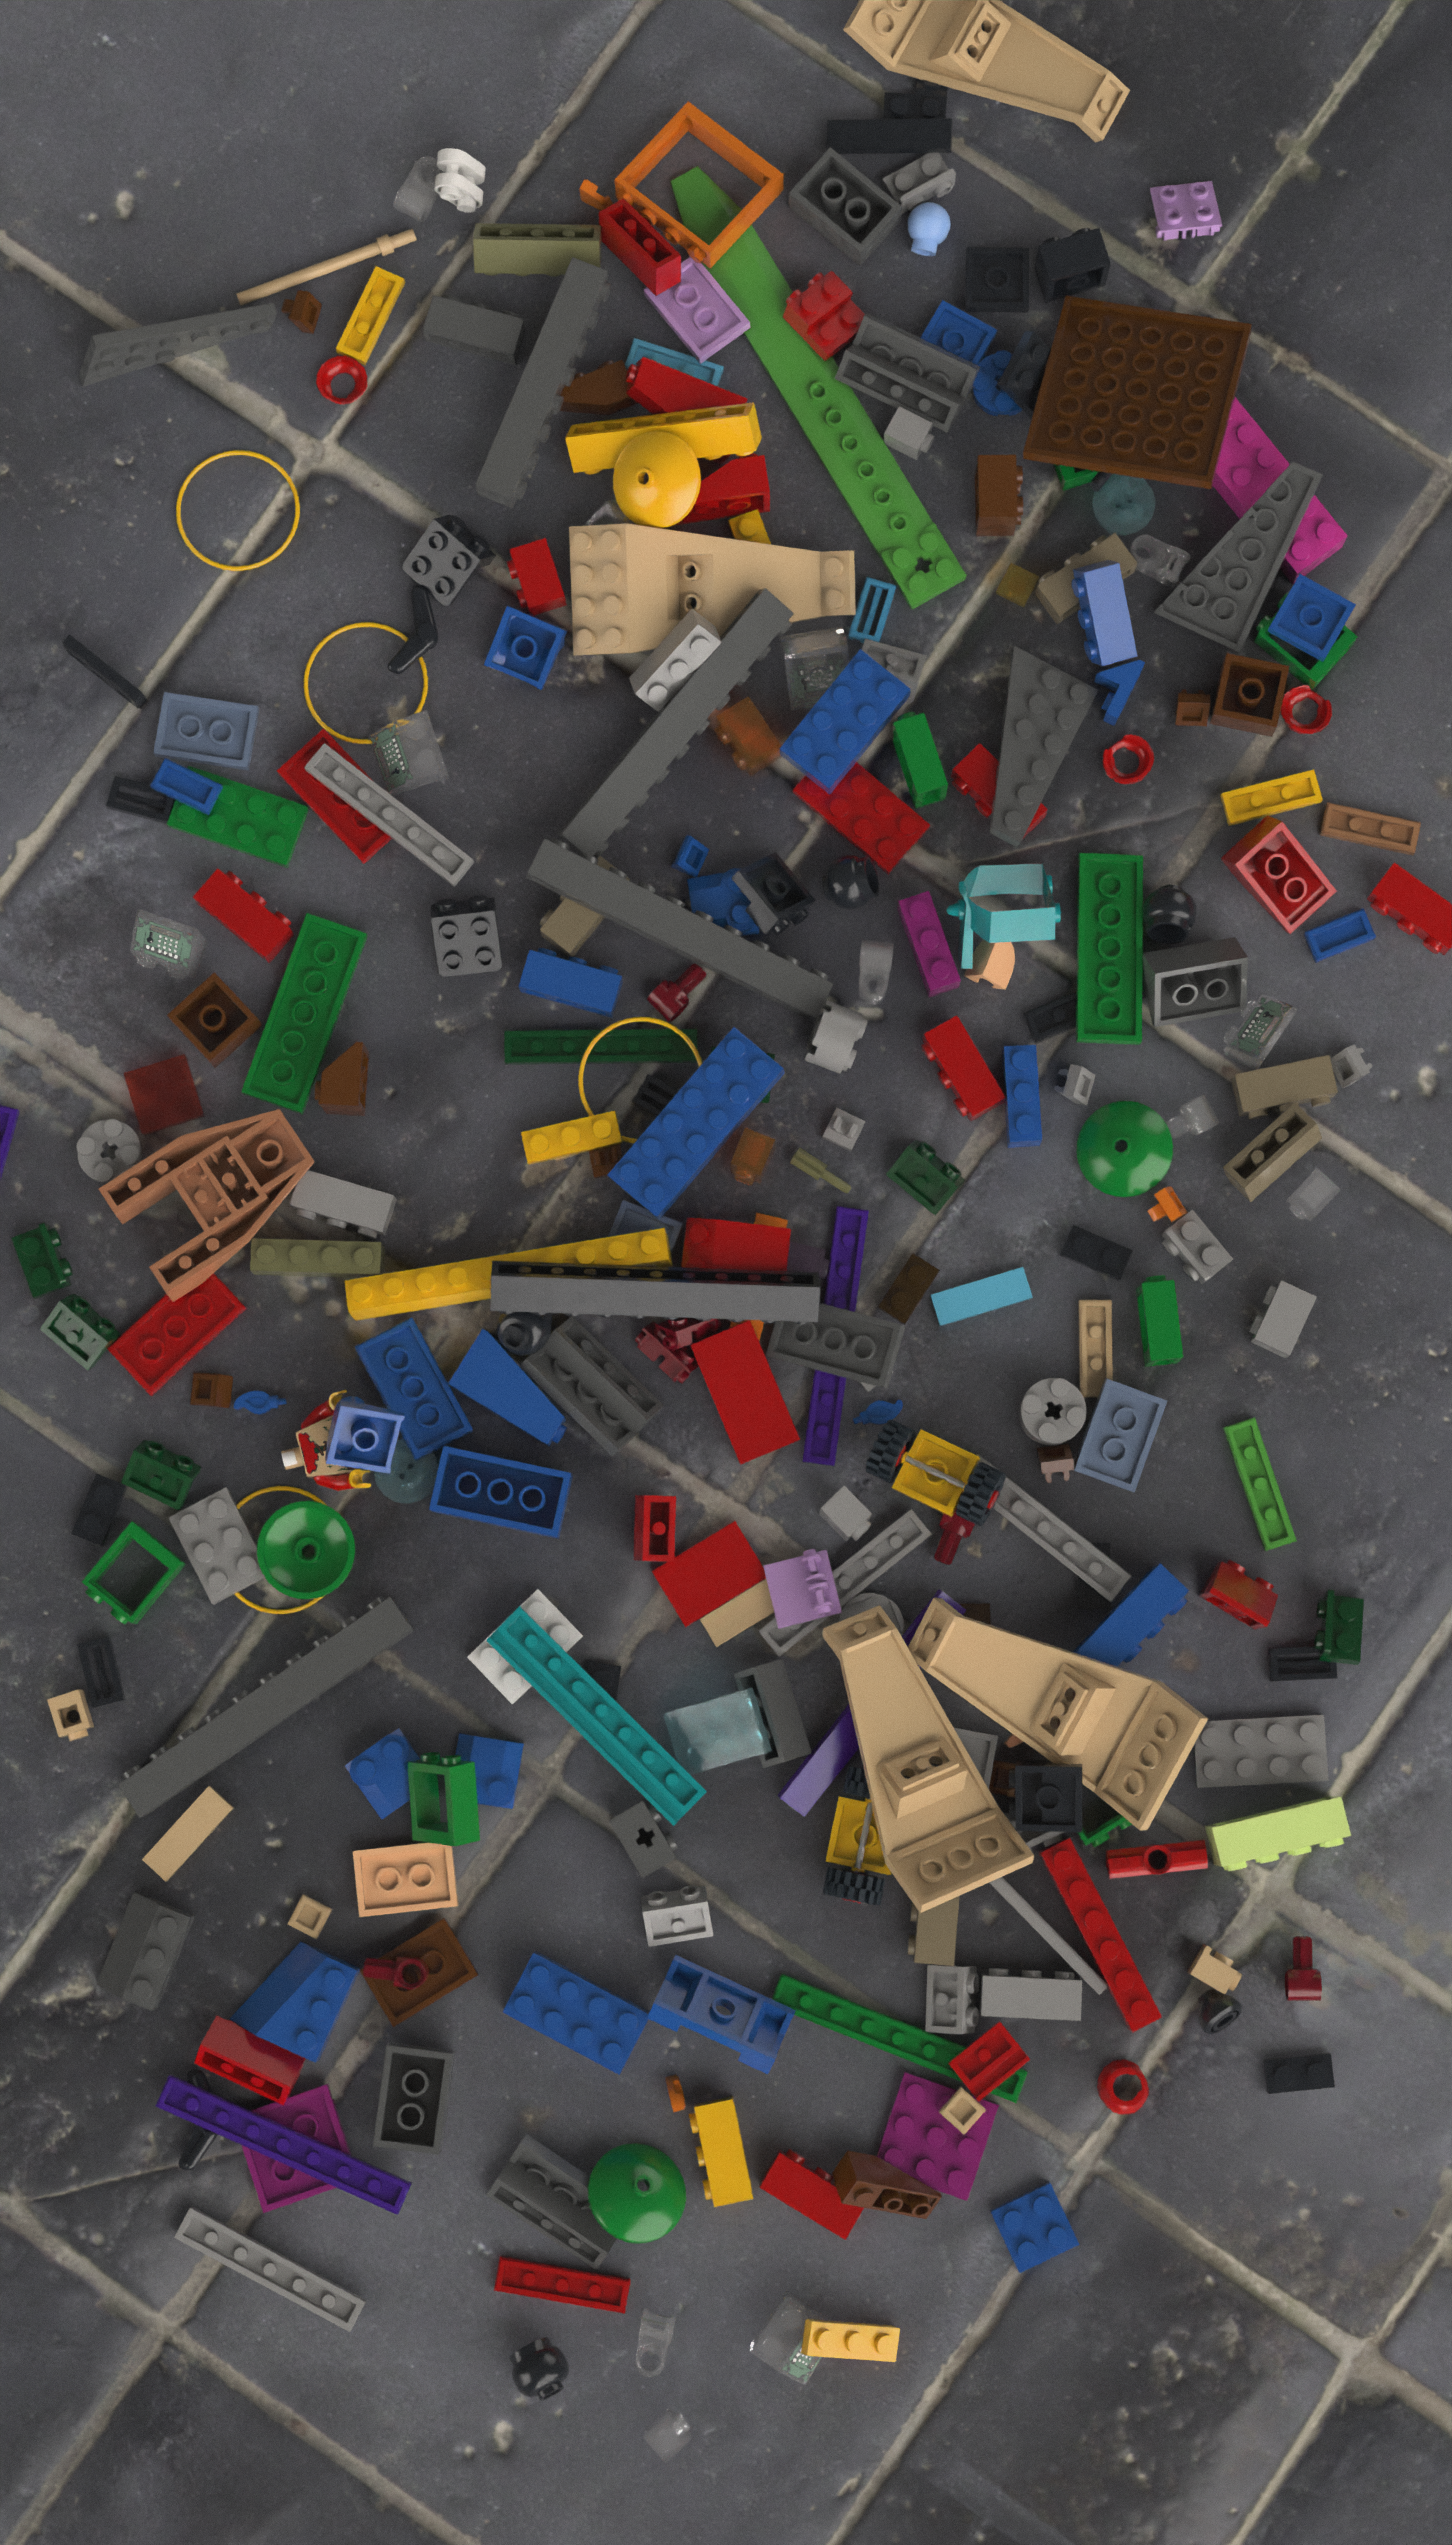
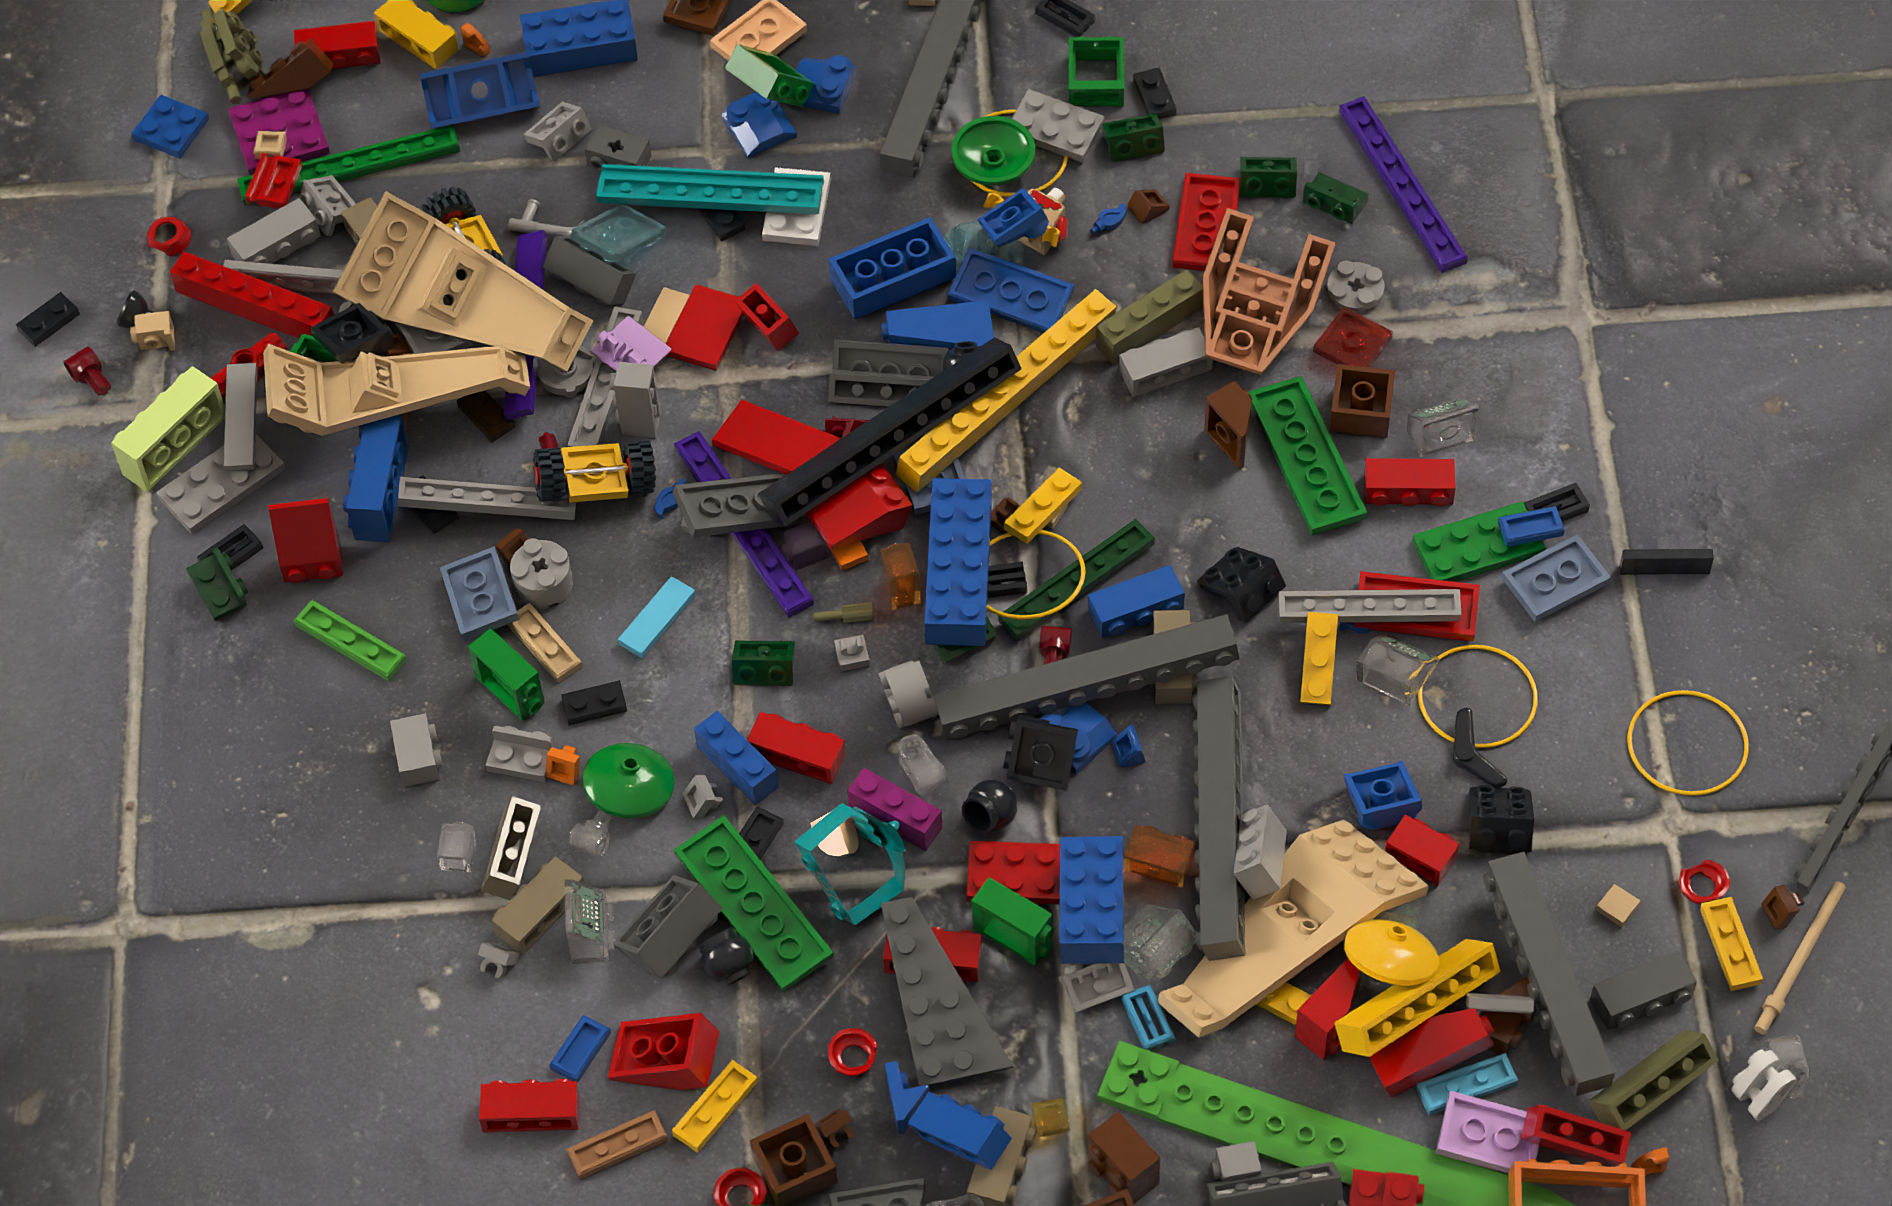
camera: 140 degrees right, 25 degrees down
(425, 417) = (1618, 905): none -> tan tile
(470, 803) = (1319, 658): none -> yellow plate
(604, 385) = (1500, 1003): none -> light grey tile
(788, 1825) = (526, 224): none -> light grey piece
(908, 1289) = (714, 586): dark brown plate -> none
(920, 2267) = (230, 50): none -> olive piece
(1204, 1793) = (240, 417): none -> light grey tile

